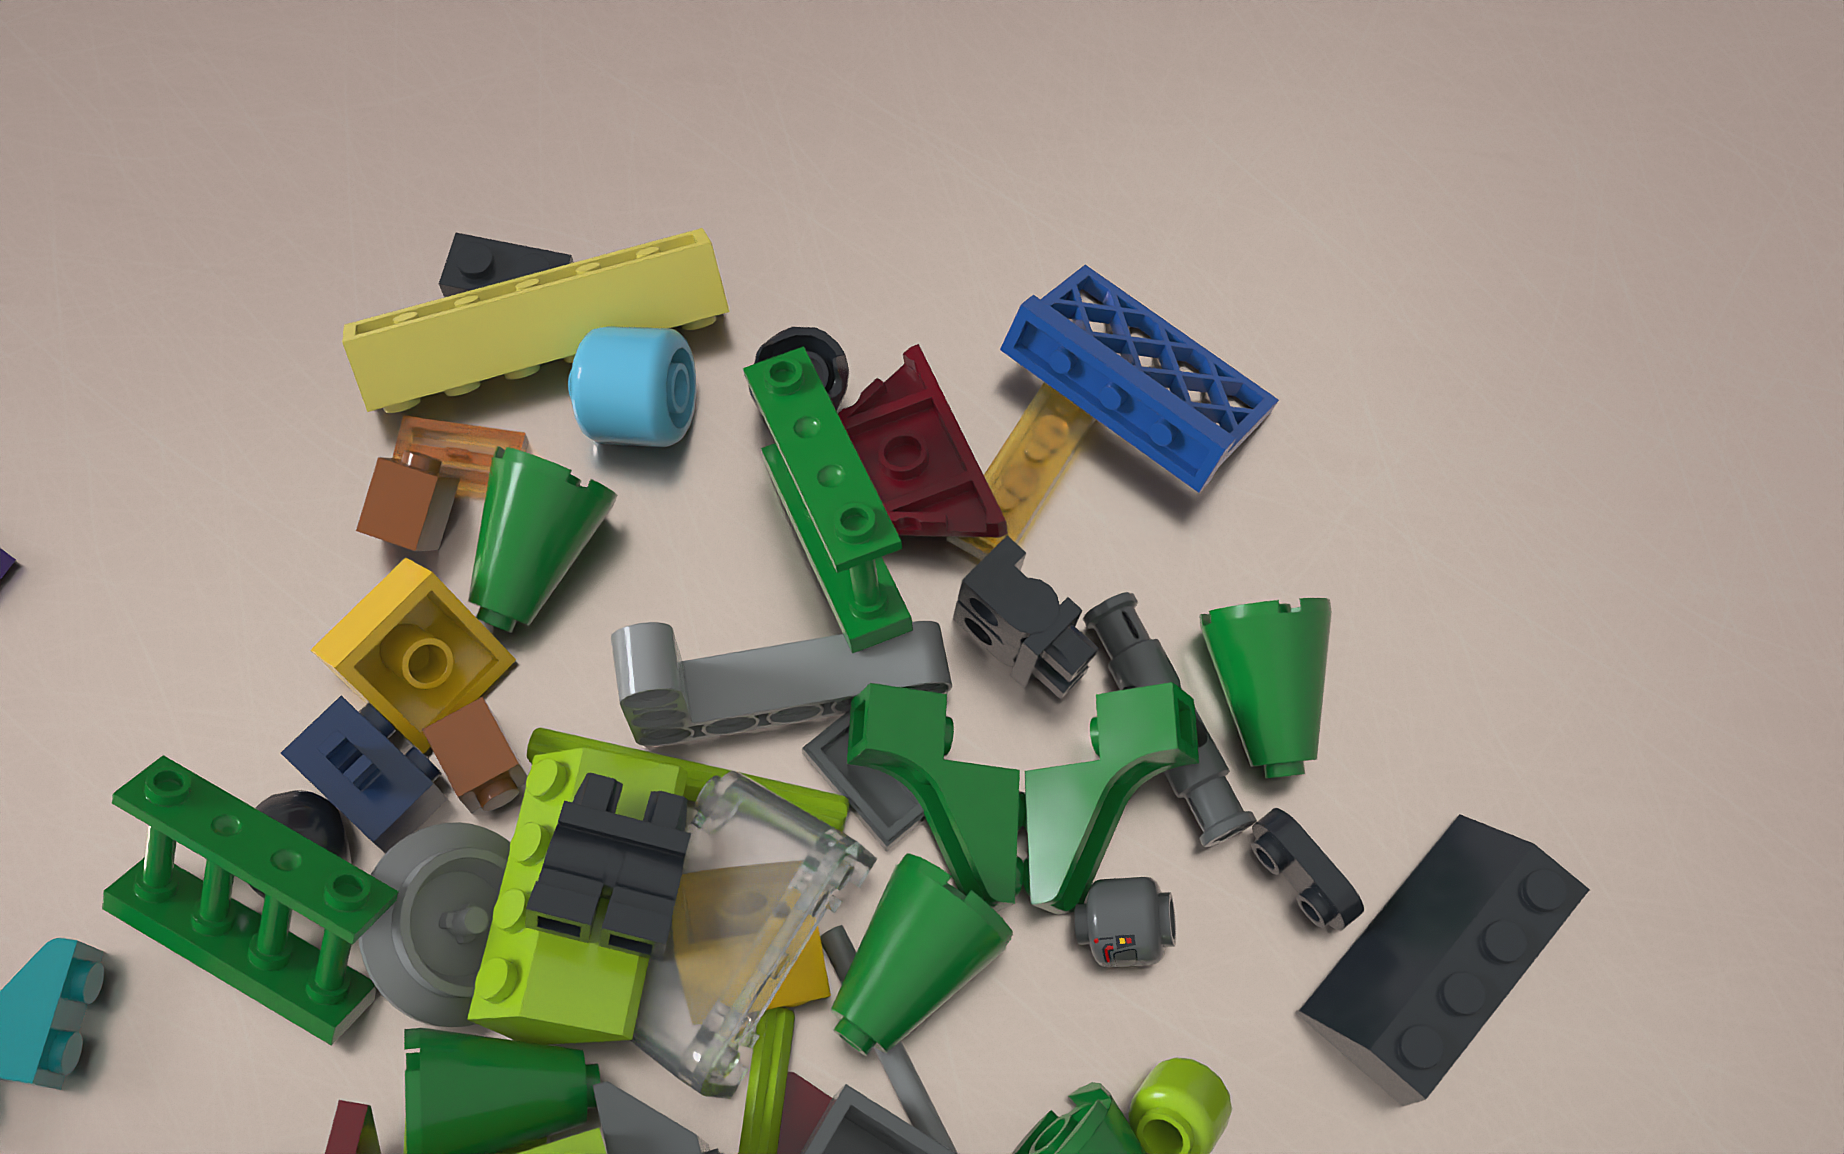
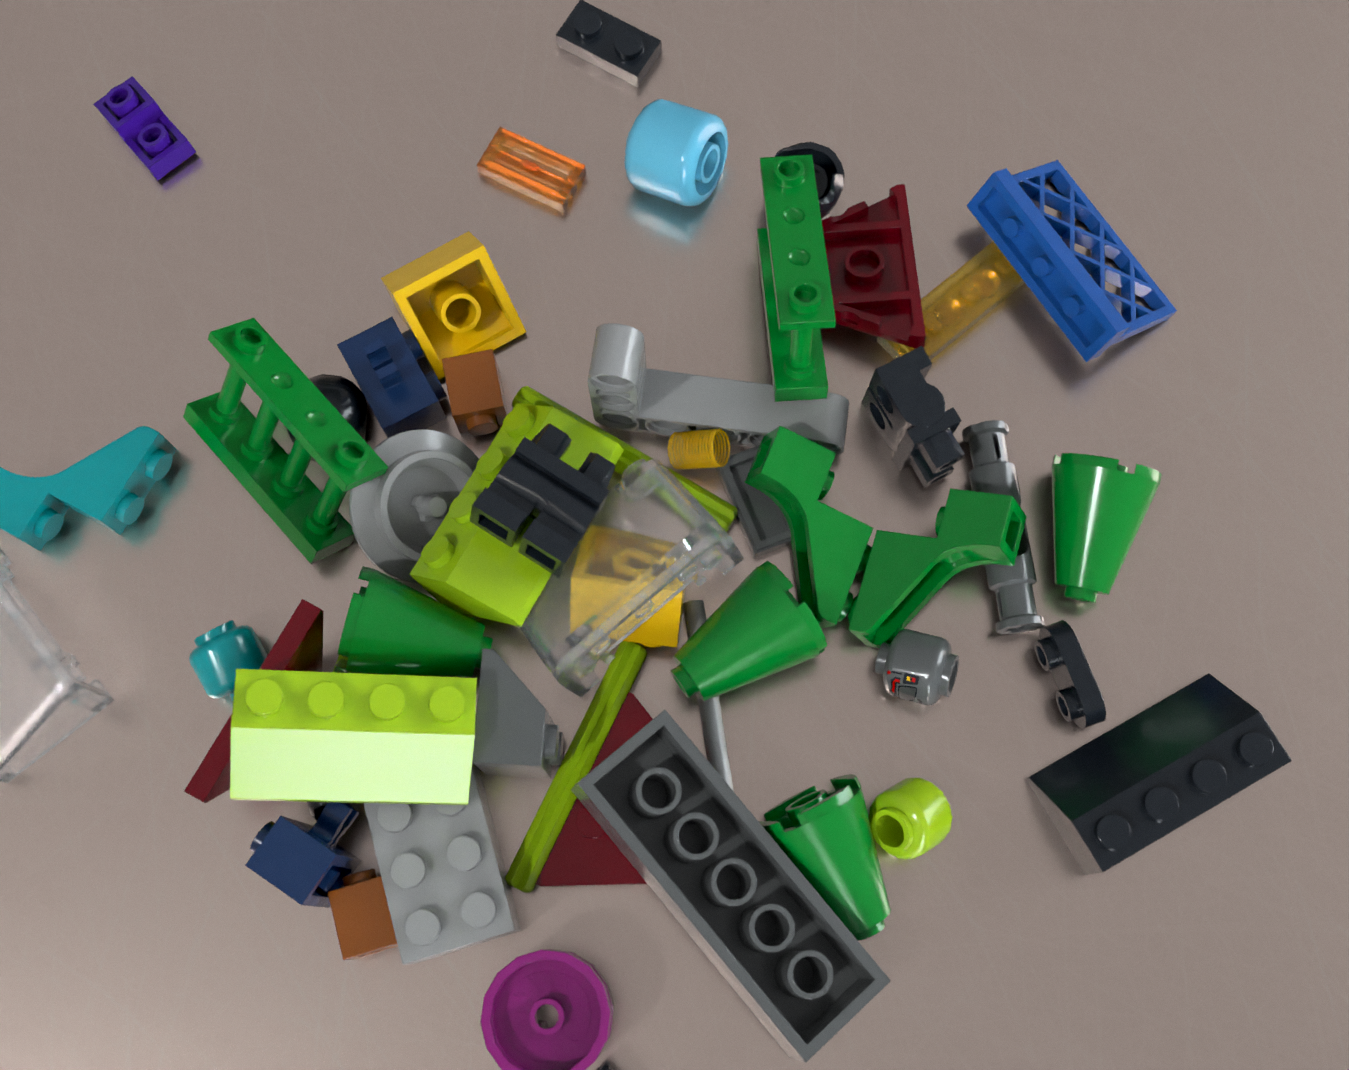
camera: 25 degrees right, 5 degrees up
(408, 501) = (483, 190): dark orange brick -> none
(530, 534) = (565, 240): green cone -> none
(531, 320) = (617, 81): light yellow brick -> none
(774, 739) = (695, 441): none -> yellow piece

